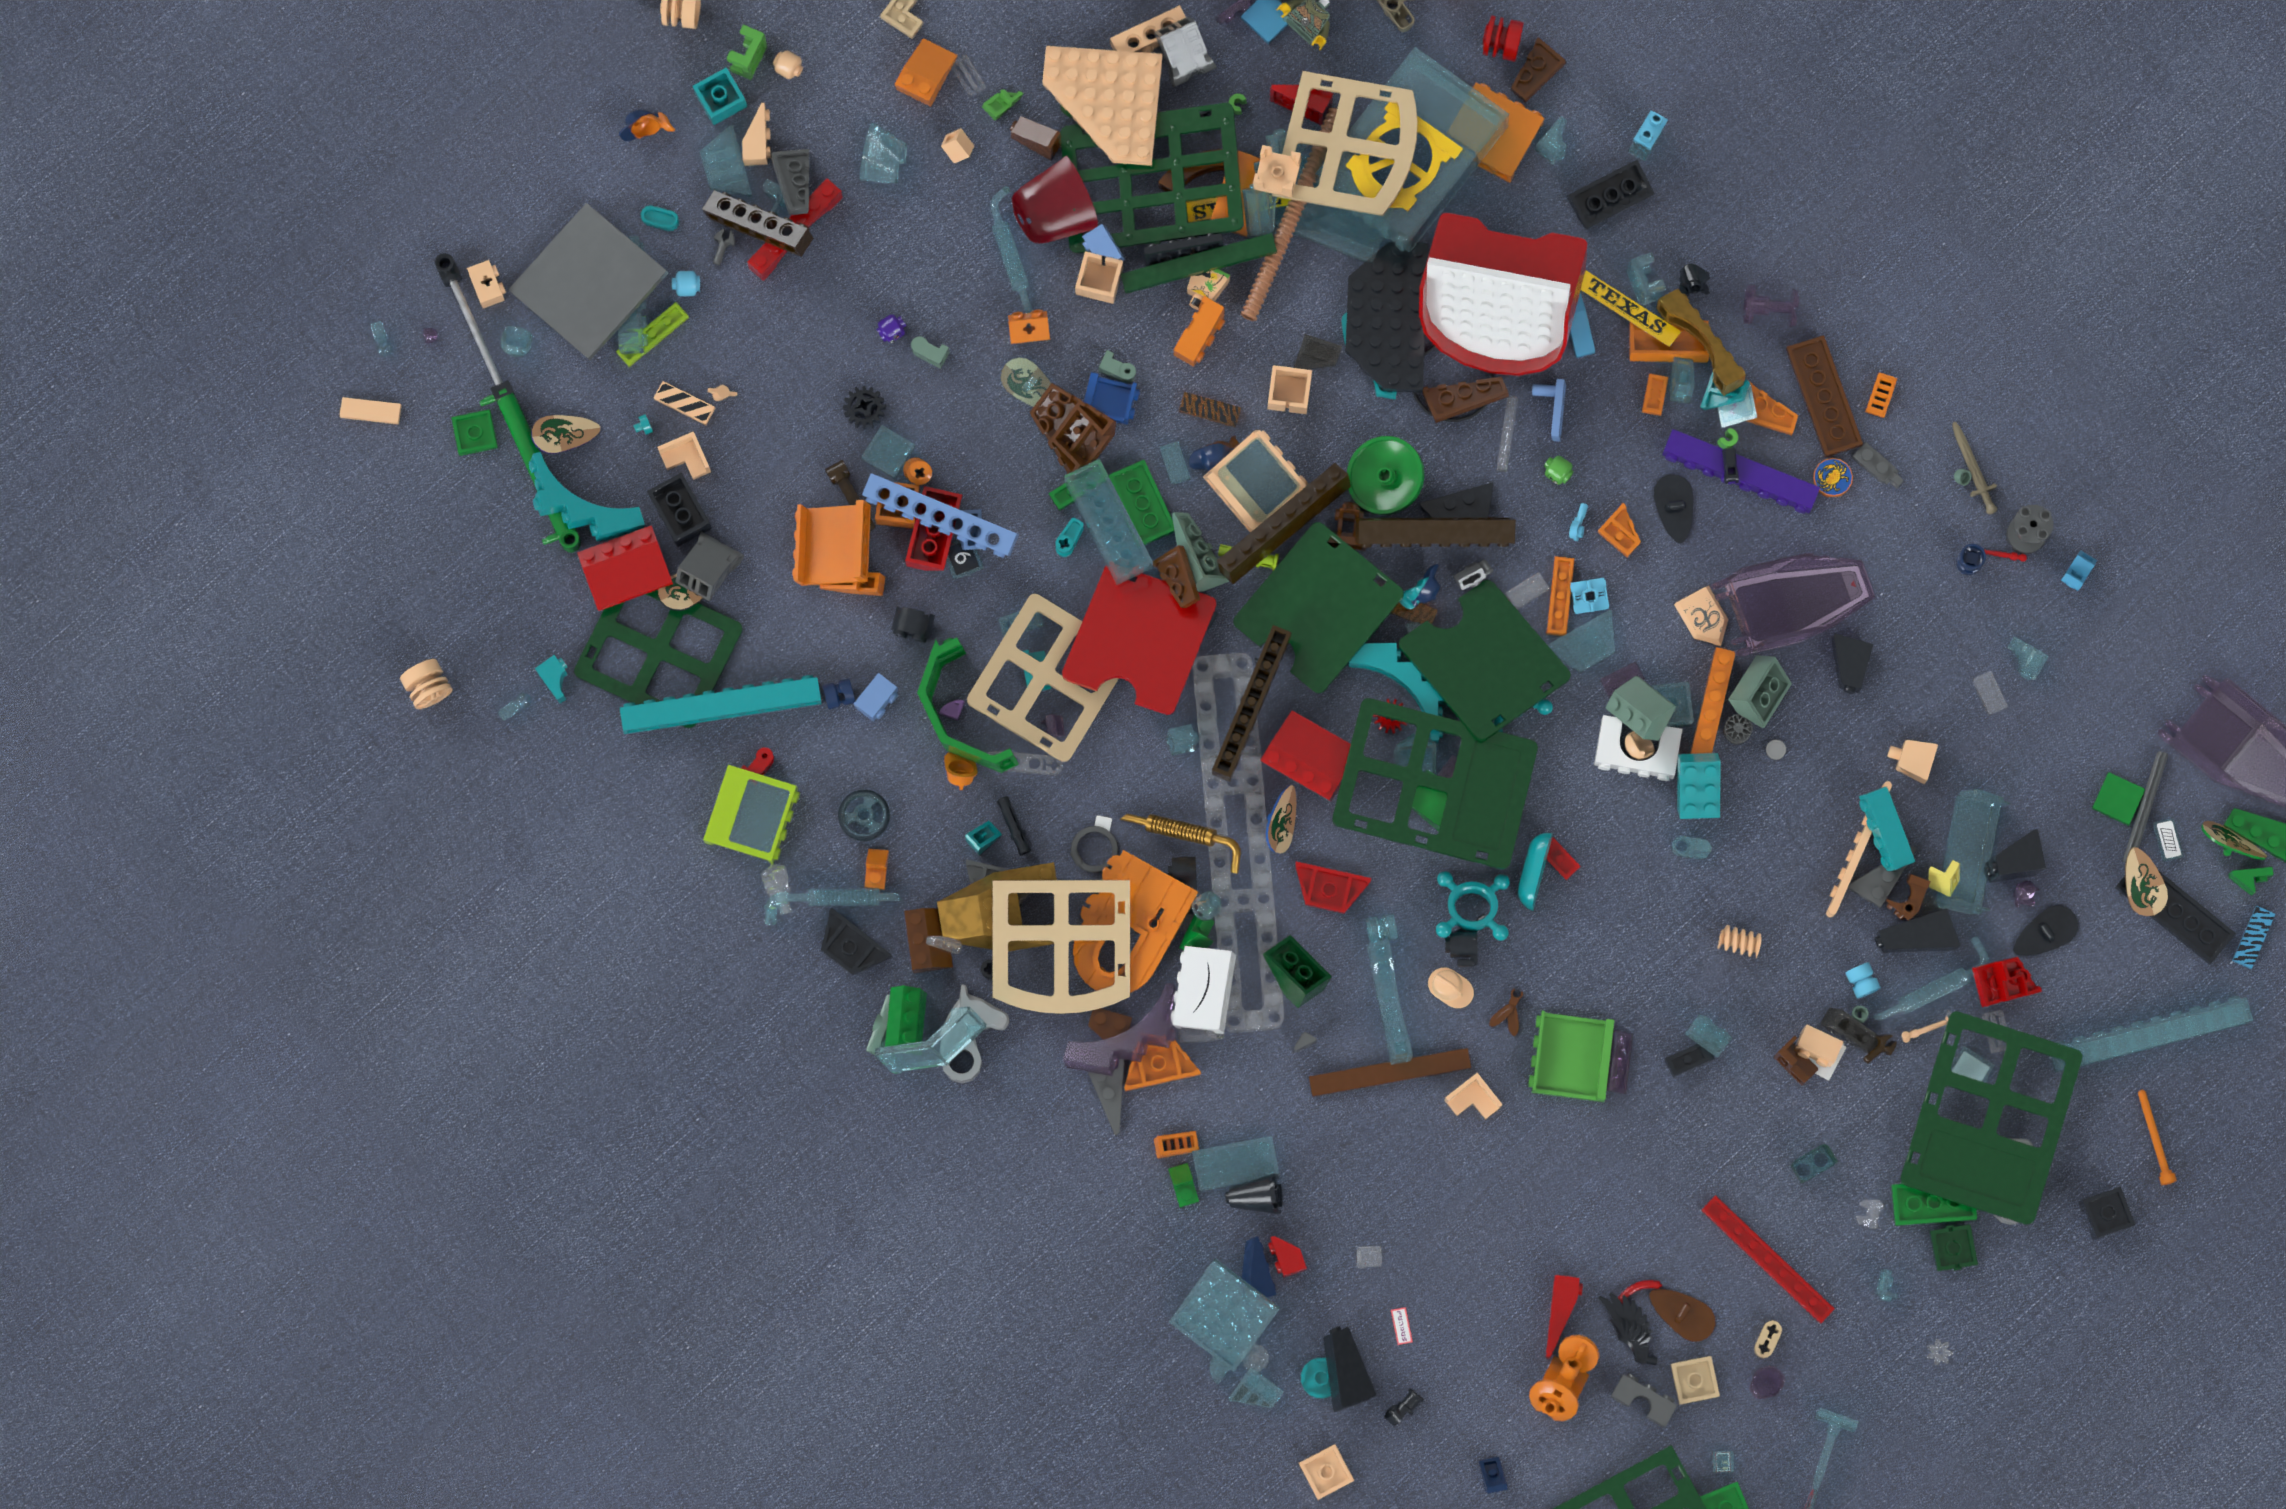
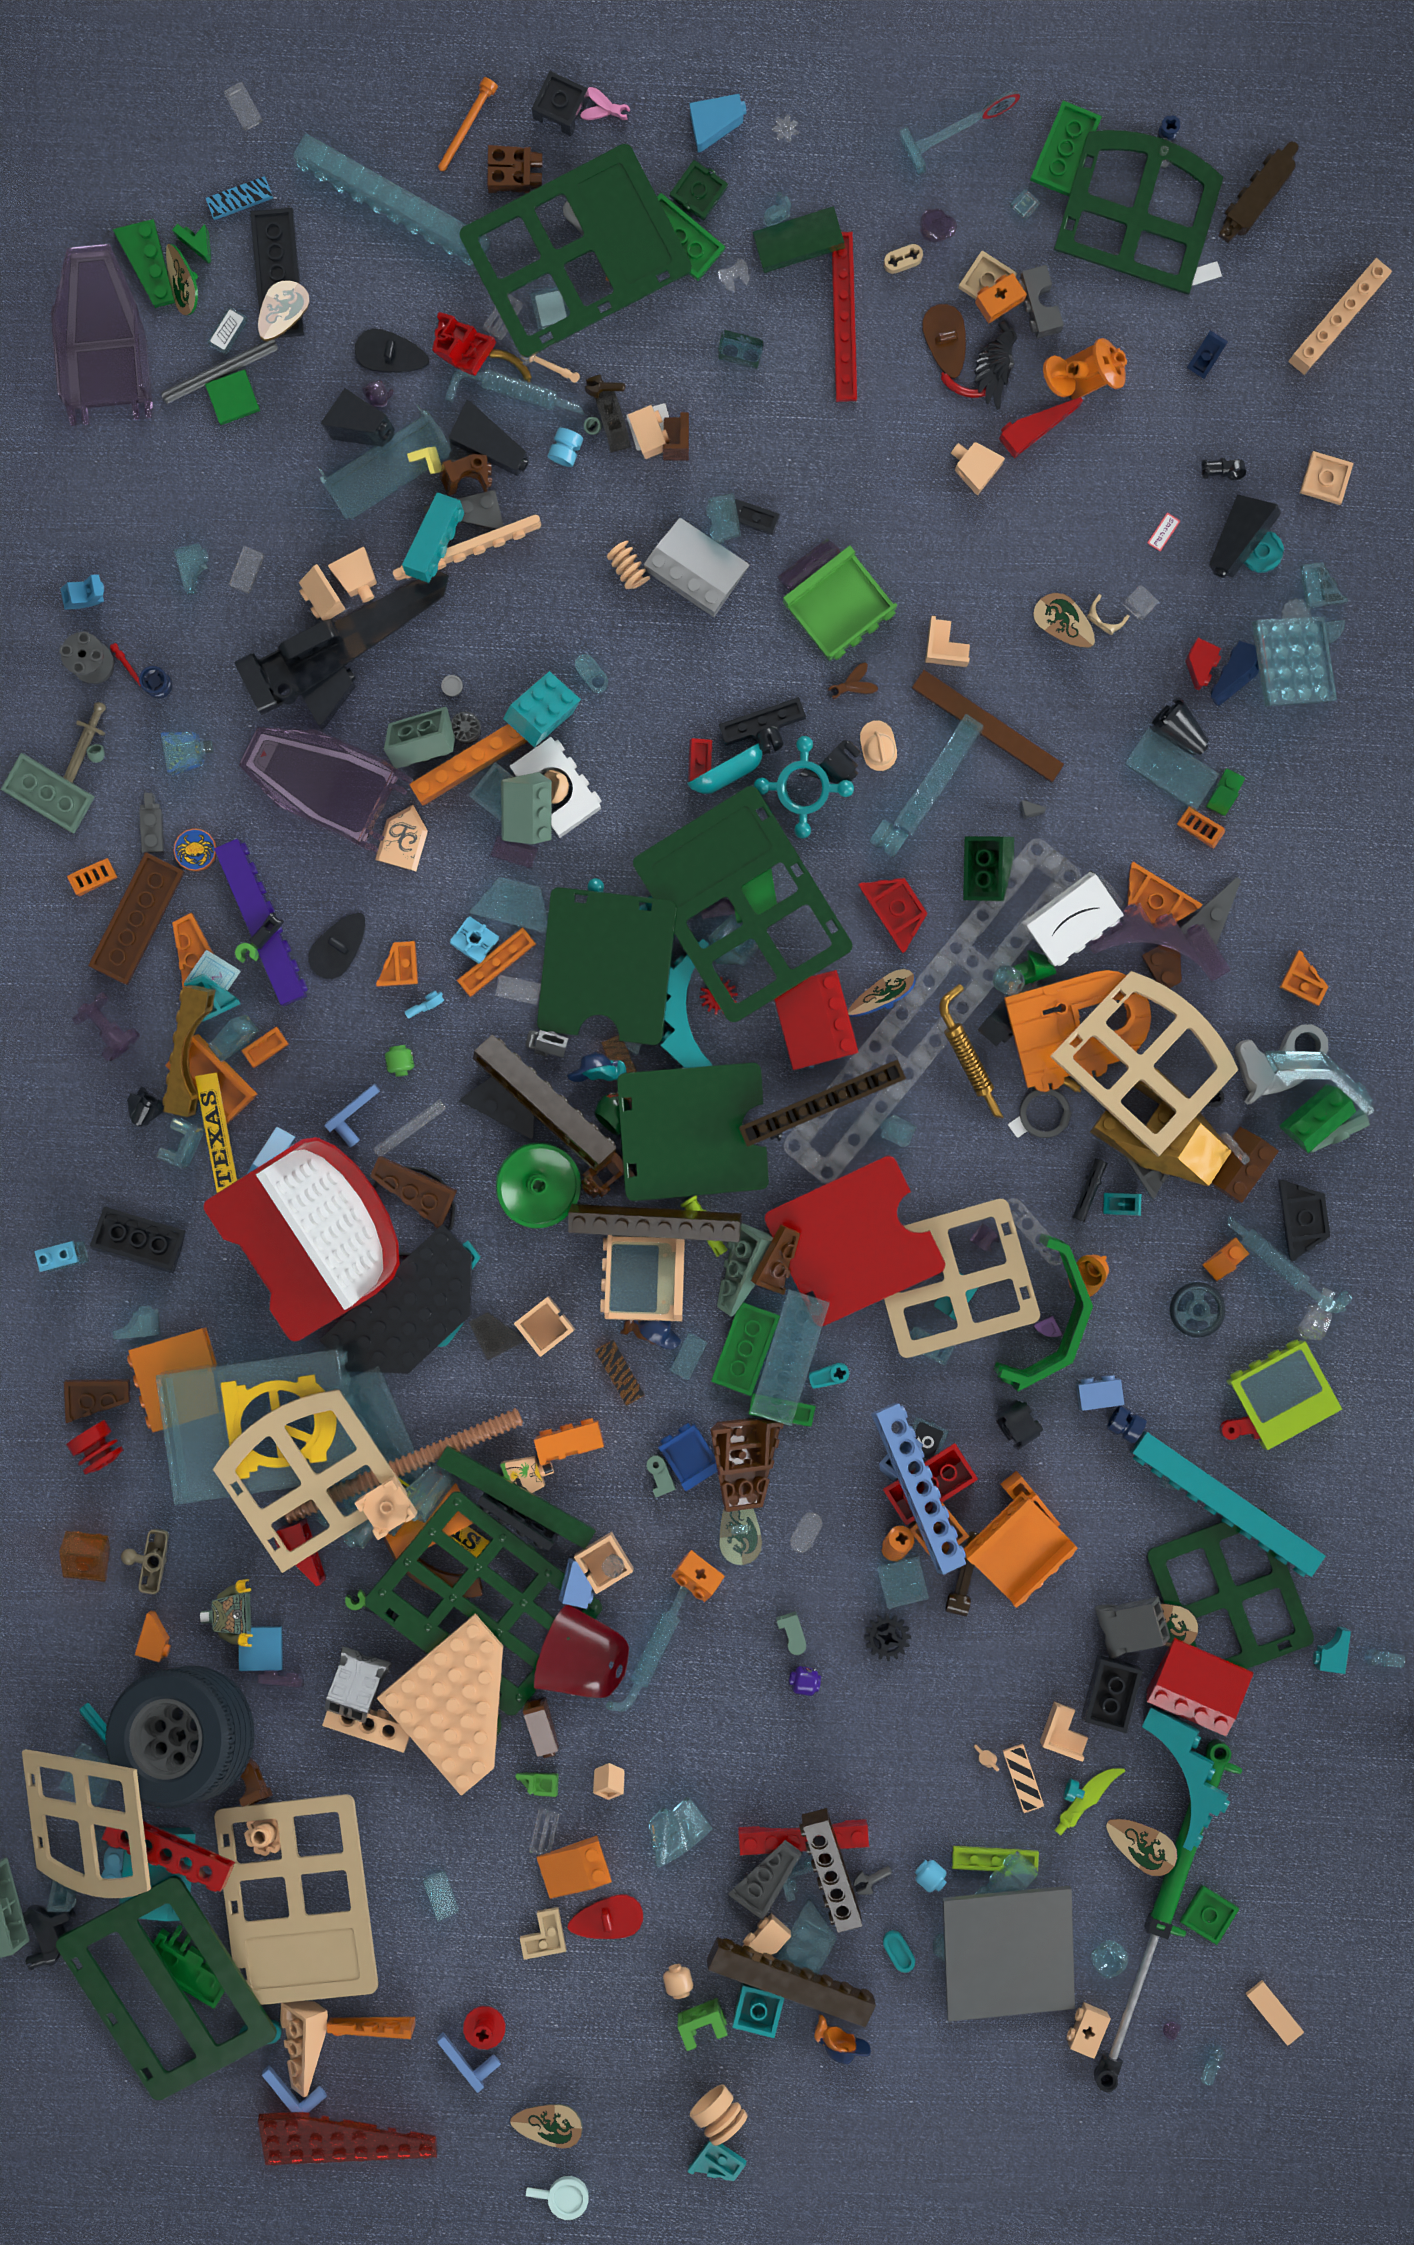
camera: 140 degrees left, 10 degrees up
(628, 435) = (1093, 1792): none -> lime sword
(715, 131) = (791, 1981): none -> dark brown brick
(871, 62) = (608, 1918): none -> red shield
(984, 424) = (806, 1532): none -> clear tile
(1004, 1106) = (1304, 981): none -> orange wing
(1091, 279) = (613, 1566): none -> clear tile
(1371, 1220) = (1108, 628): none -> tan cap
(1388, 566) = (608, 1112): none -> dark green helmet
(1409, 1192) = (1064, 620): none -> shield
(1541, 923) = (763, 725): none -> black plate
(1574, 1242) = (976, 465): none -> light nougat torso
(1666, 1380) = (995, 307): none -> orange brick
(1694, 987) = (696, 566): none -> light grey slope
(1852, 1280) = (799, 239): none -> dark green slope
(1881, 694) = (332, 645): none -> black panel
(1906, 533) = (184, 751): none -> clear light blue torso
(1922, 722) = (321, 594): none -> light nougat slope
(1960, 1008) = (514, 360): none -> pearl gold piece
(1966, 421) = (47, 793): none -> sand green tile
(1992, 1307) = (715, 119): none -> dark azure slope
(2075, 1243) = (604, 107): none -> bright pink piece
(2086, 1140) = (511, 169): none -> reddish brown hips

